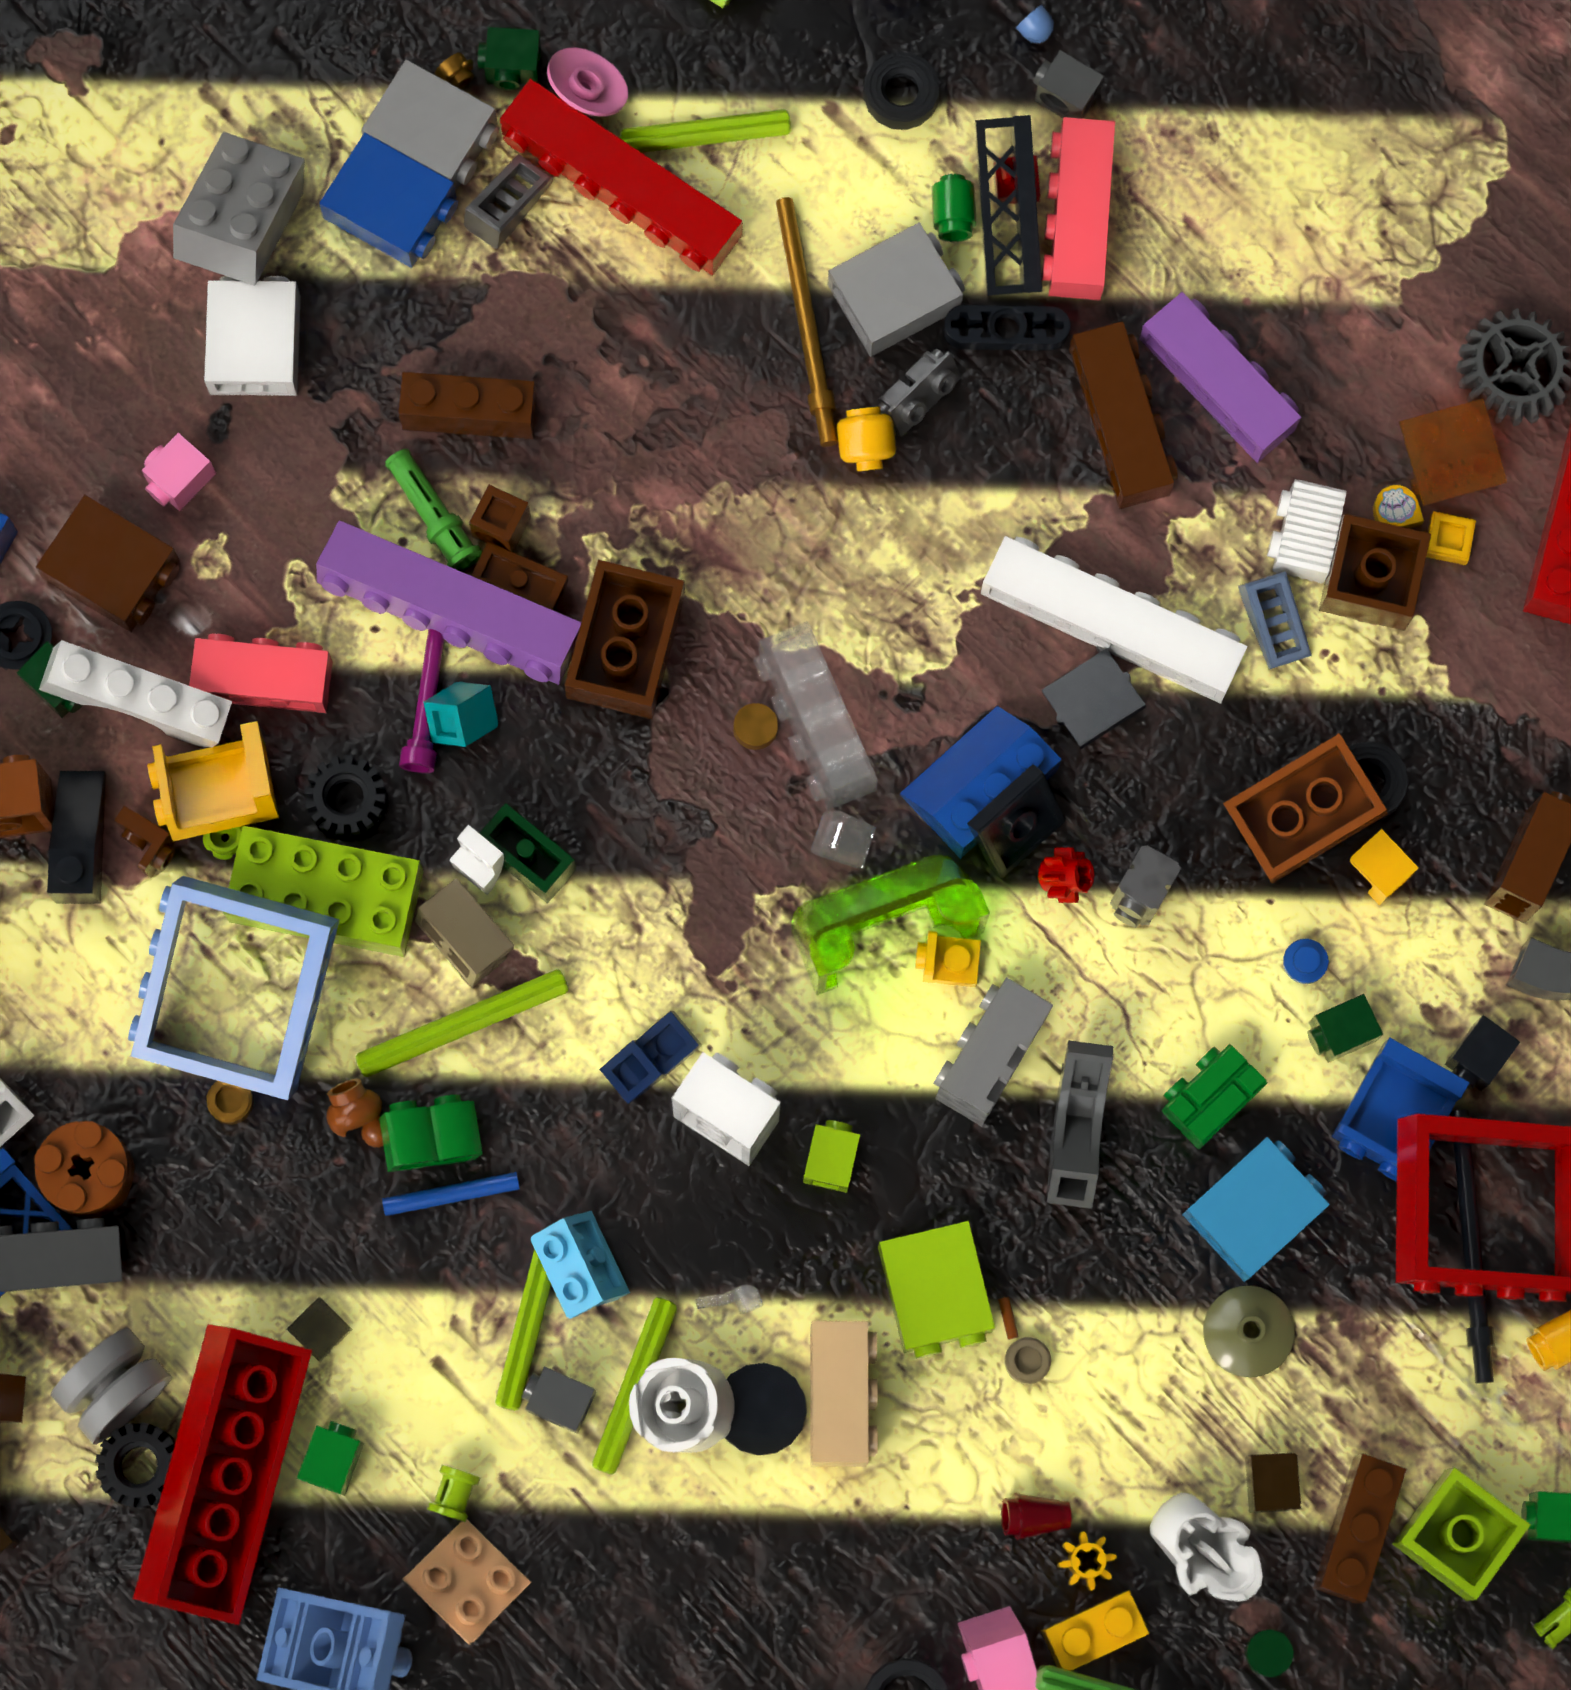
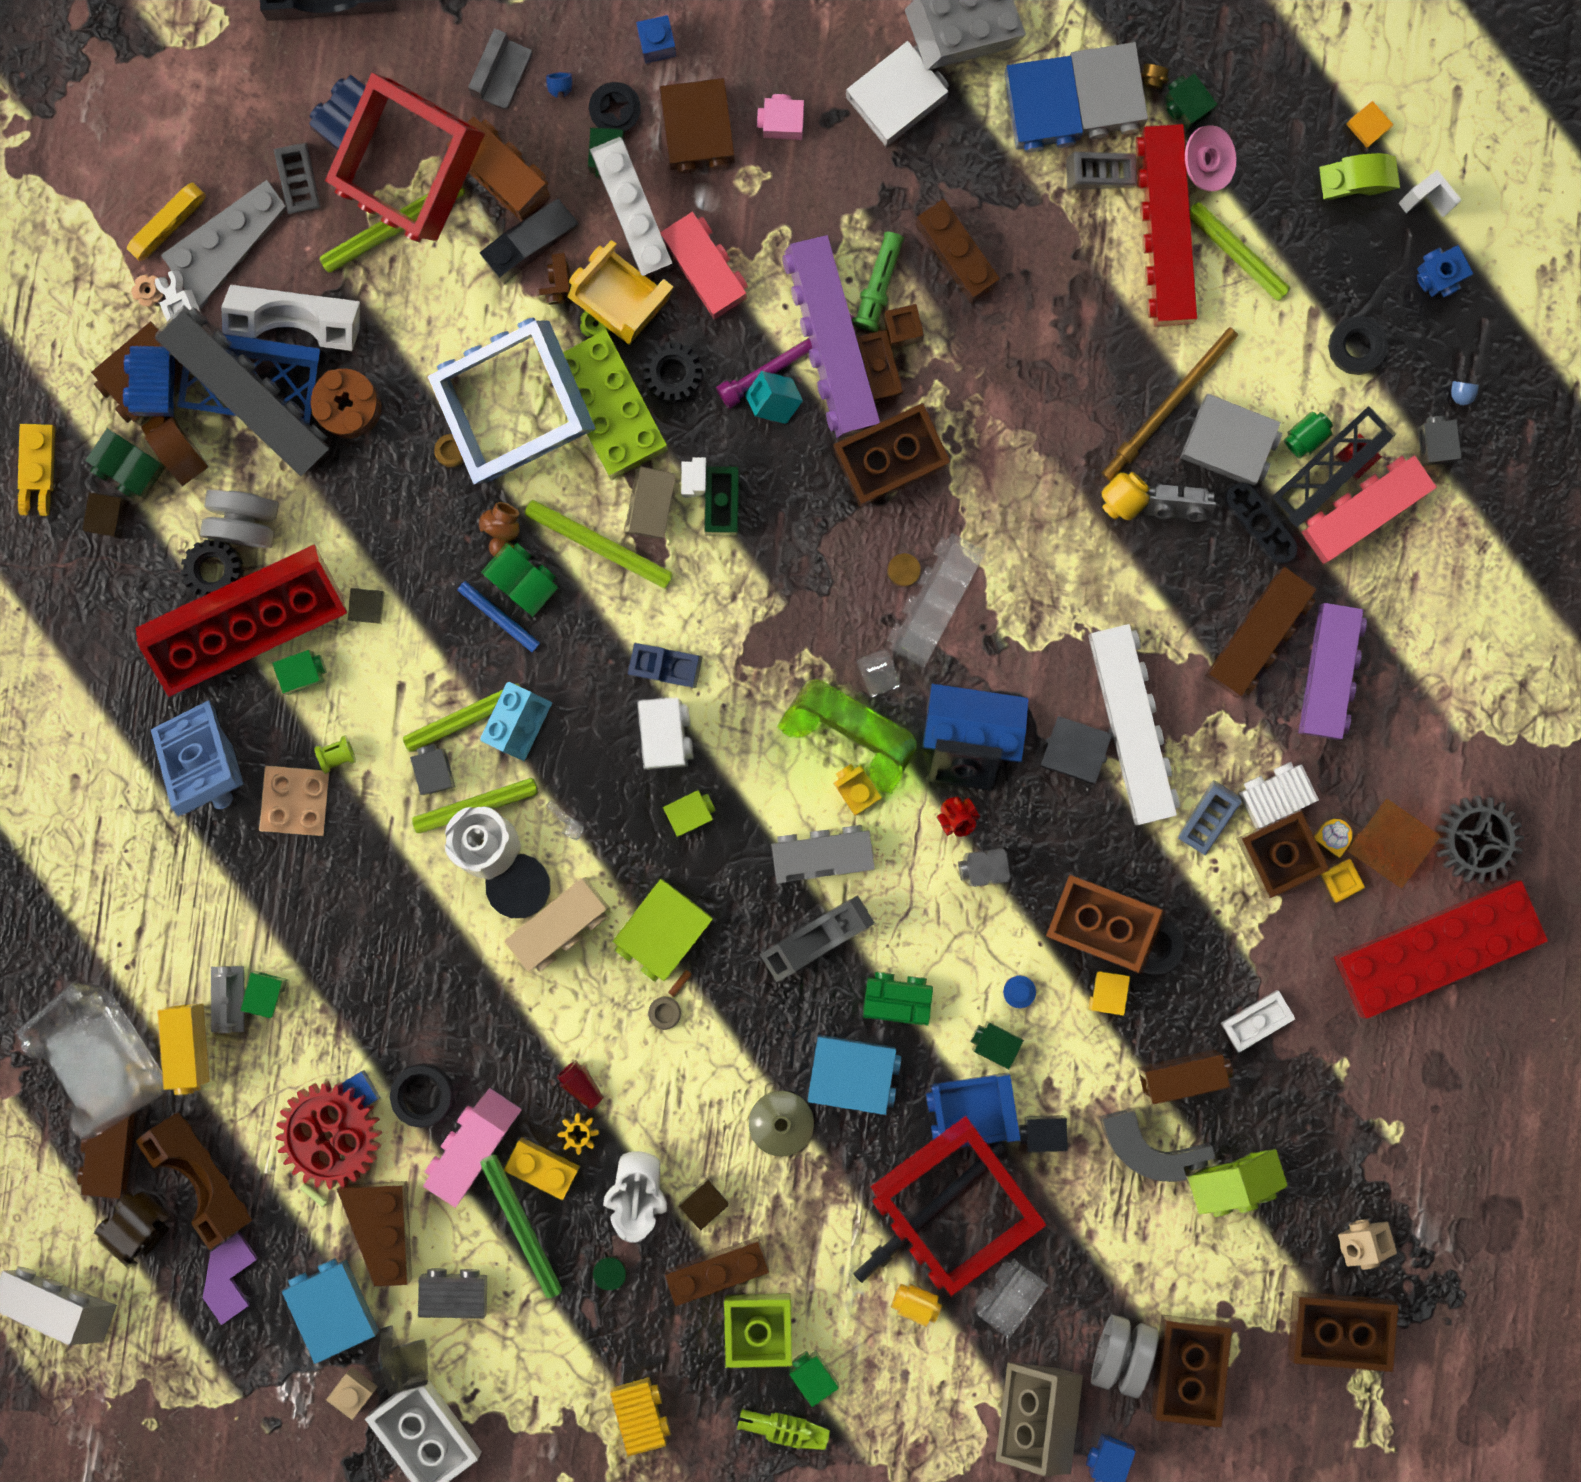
camera: 55 degrees right, 10 degrees up
(1532, 738) = (1258, 1021): none -> white plate

